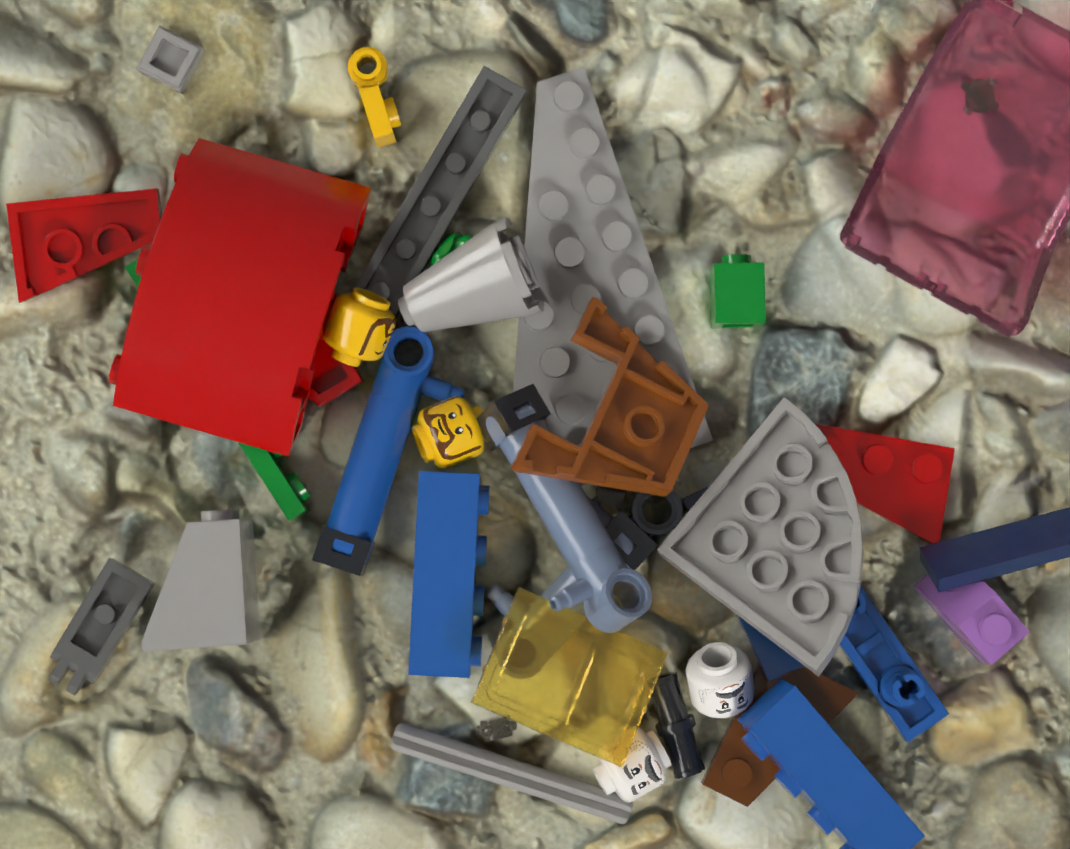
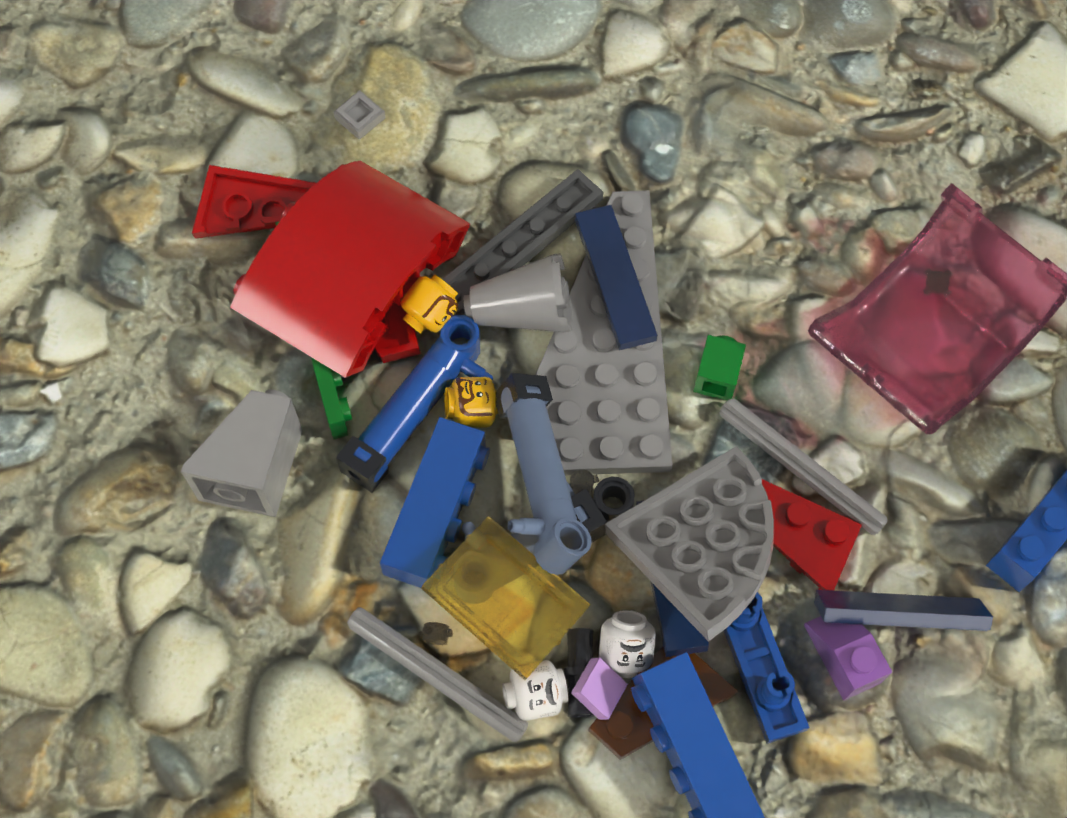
camera: 20 degrees right, 20 degrees down
(99, 624) = (154, 468): dark grey hinge -> none
(380, 113) = (494, 154): yellow plate -> none
(576, 212) = (615, 277): none -> dark blue tile
(639, 425) = (614, 430): dark orange wing -> none
(703, 743) = (599, 688): none -> lavender tile
(867, 391) = (803, 466): none -> light grey axle

